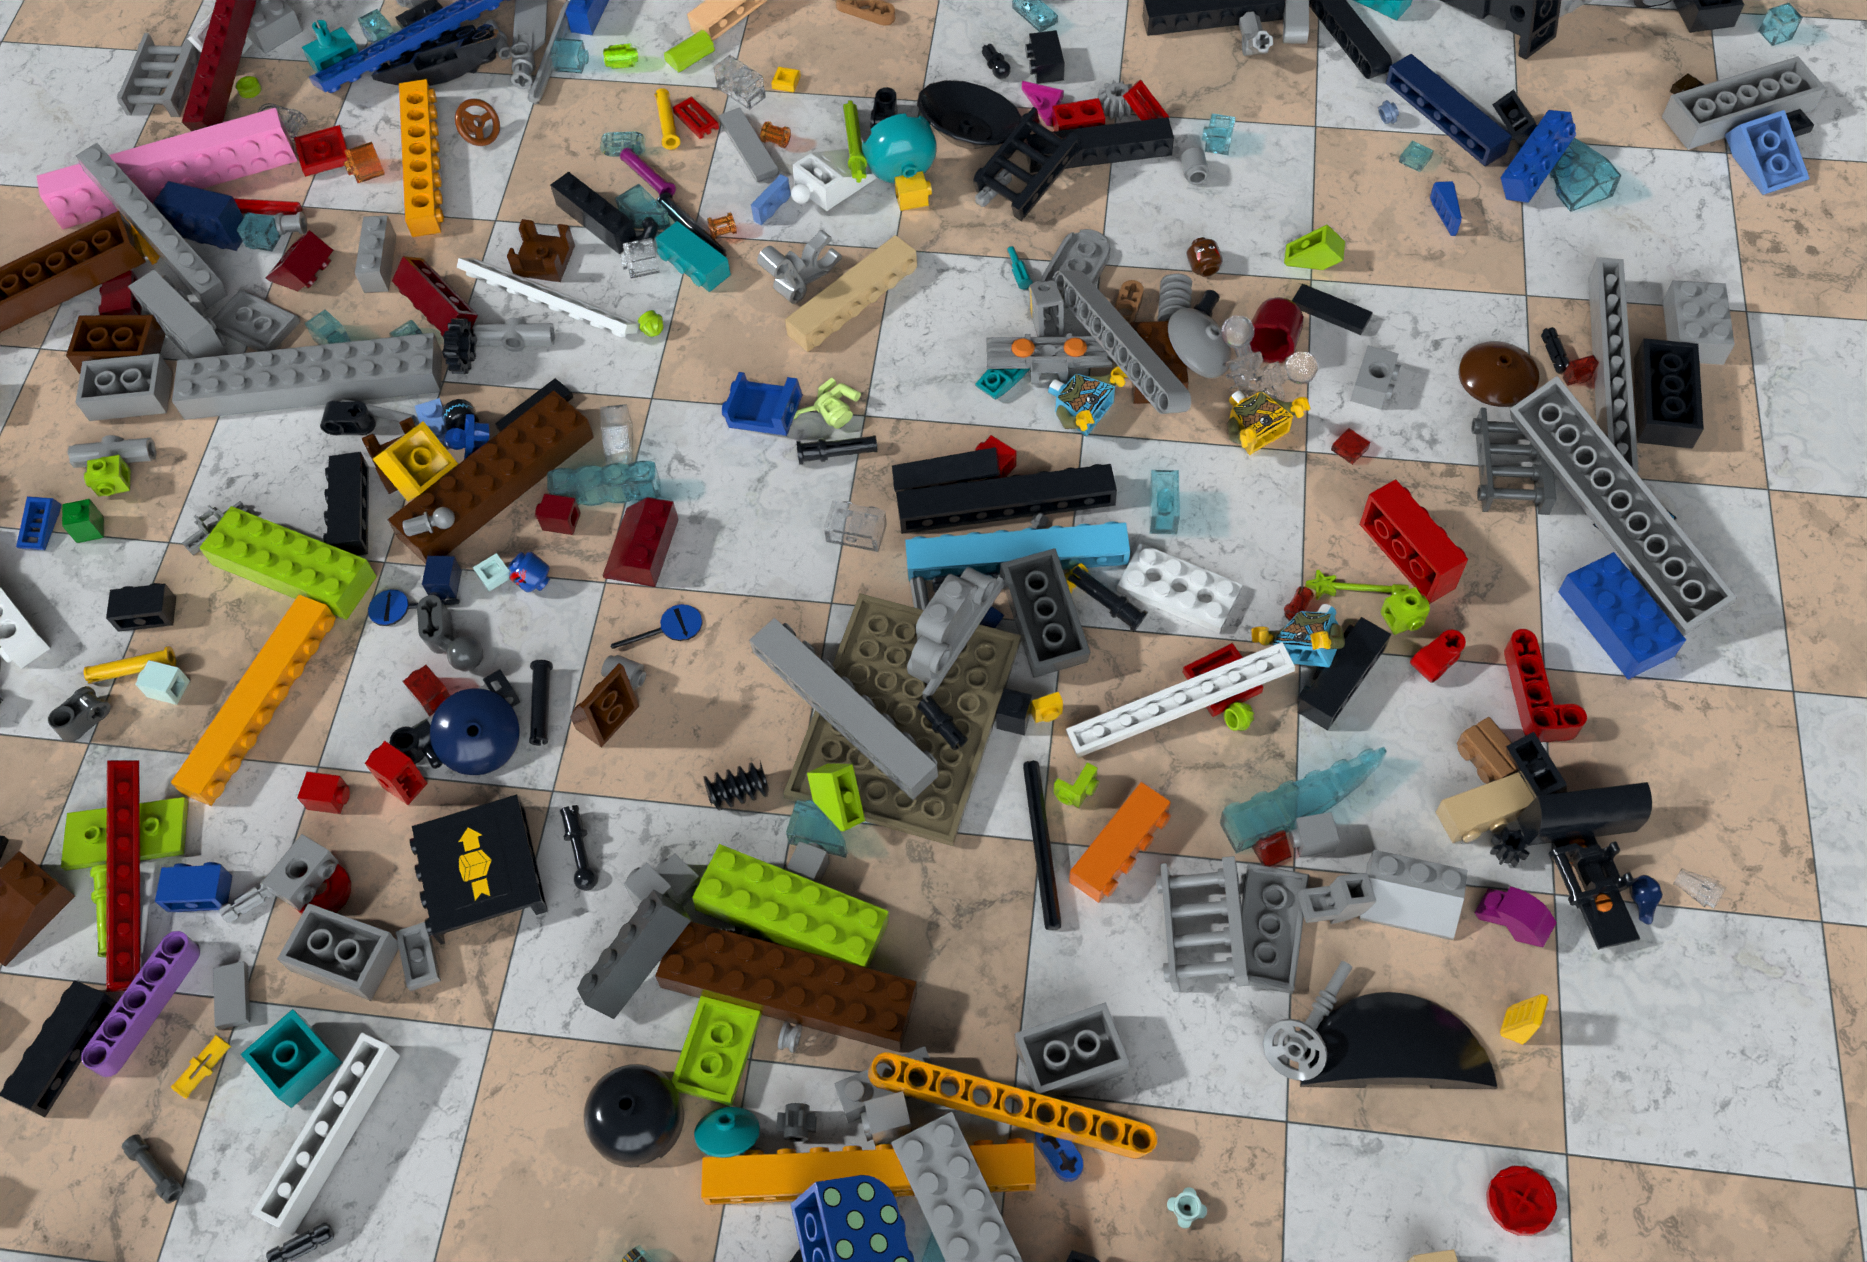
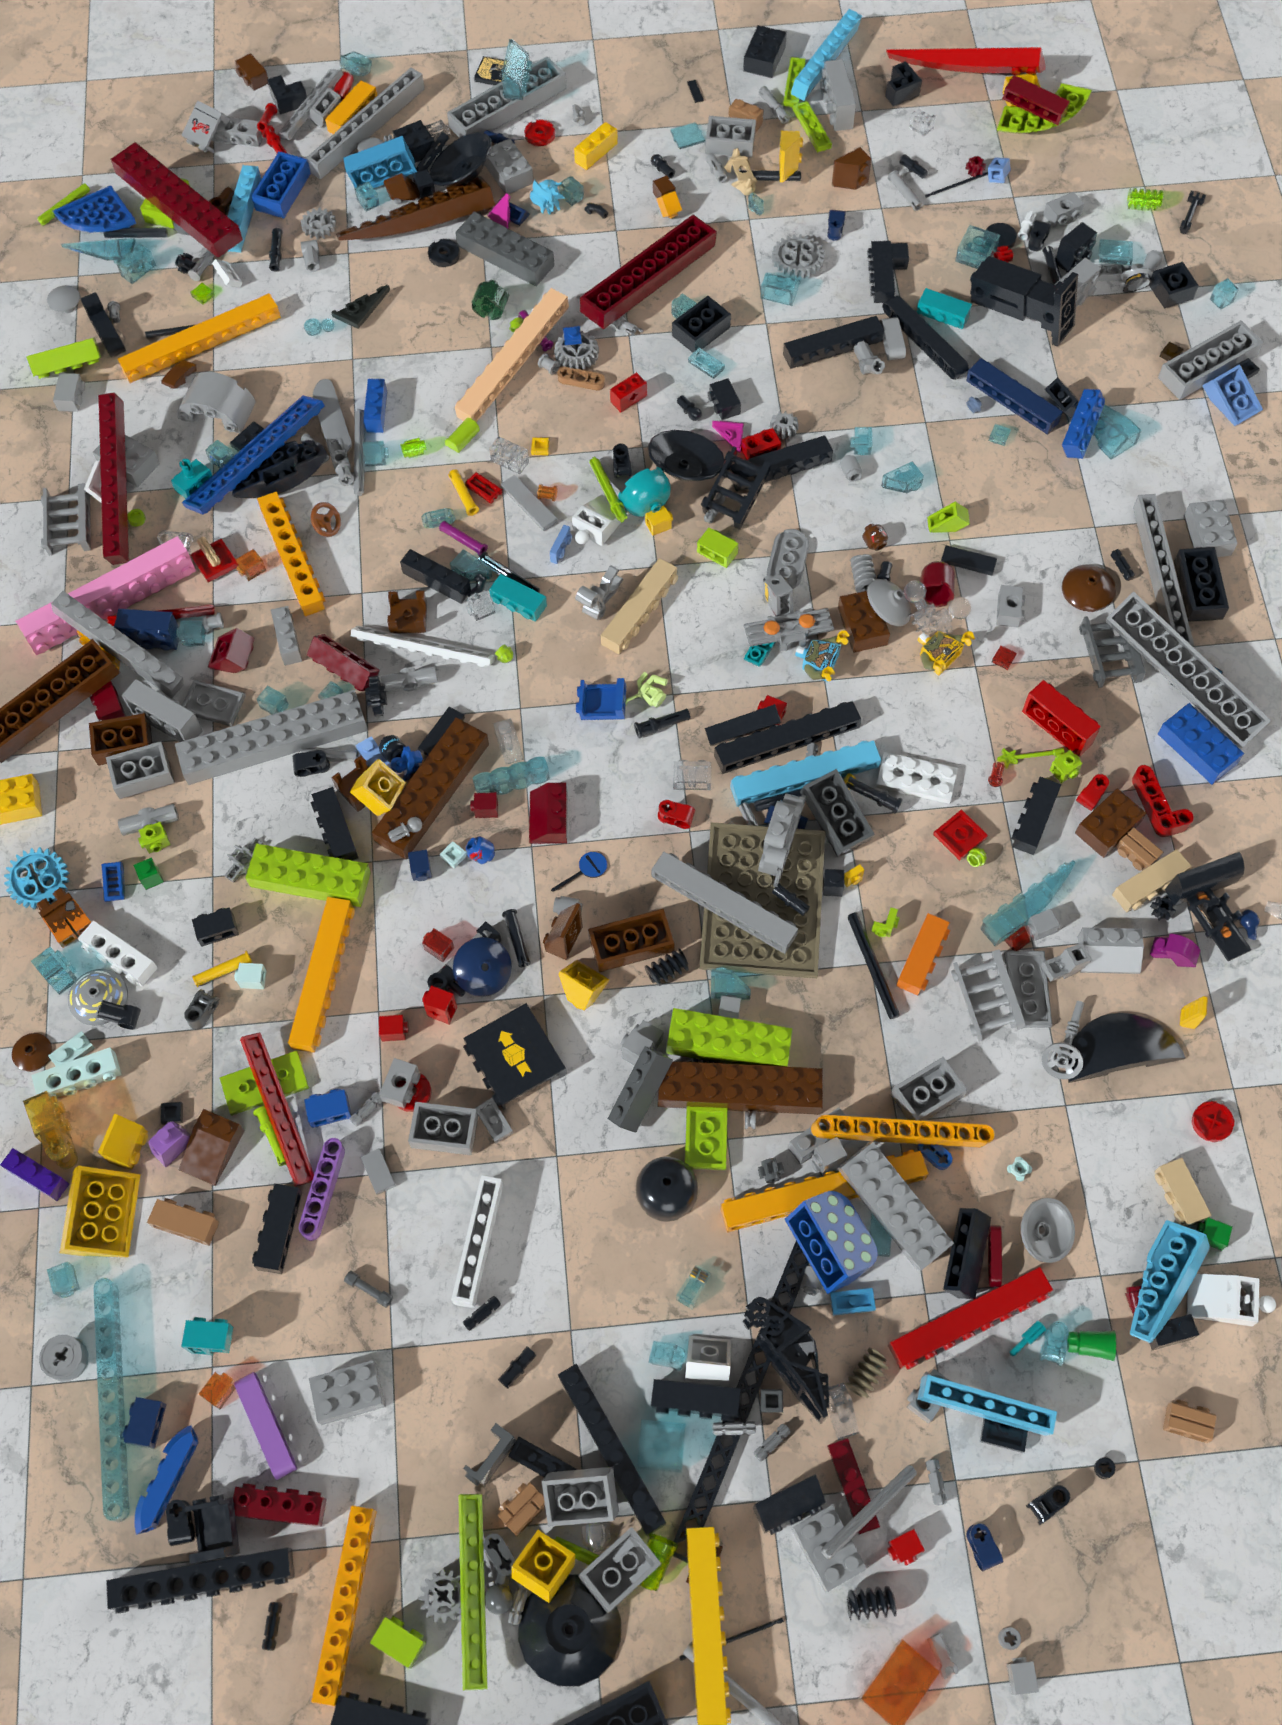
camera: 15 degrees left, 5 degrees up
(185, 1084) = (376, 1220): yellow pin -> none
(291, 1058) = (437, 1201): teal brick -> none
(315, 136) = (208, 551): none -> tan axle
(391, 607) = (389, 892): blue piece -> none
(437, 633) = (454, 914): dark grey beam -> none
(585, 876) = (585, 1047): black pin -> none
(607, 785) = (582, 984): none -> yellow slope
(695, 736) = (631, 940): none -> reddish brown brick
(727, 1132) = (729, 1185): teal dish -> none
(730, 228) = (531, 570): clear orange bush -> none
(818, 574) = (677, 815): none -> red piece
(837, 794) = (737, 959): lime slope -> none
(920, 30) = (628, 392): none -> red brick
(981, 236) = (717, 547): none -> lime brick
(1019, 270) = (750, 568): teal axle -> none
(1122, 343) = (840, 613): light grey beam -> none
(1134, 304) = (835, 581): medium nougat beam -> none
(1141, 107) = (805, 430): red tile -> none
(1164, 502) = (894, 720): clear light blue brick -> none
(1180, 699) = (938, 854): white plate -> none
(1264, 189) = (903, 479): none -> clear light blue slope
(1308, 637) = (1008, 797): torso -> none
(1446, 205) = (1028, 468): blue slope -> none
(1454, 703) = (1110, 822): none -> reddish brown brick
(1535, 766) = (1171, 856): black brick -> none
(1580, 370) = (1141, 577): clear red plate -> none

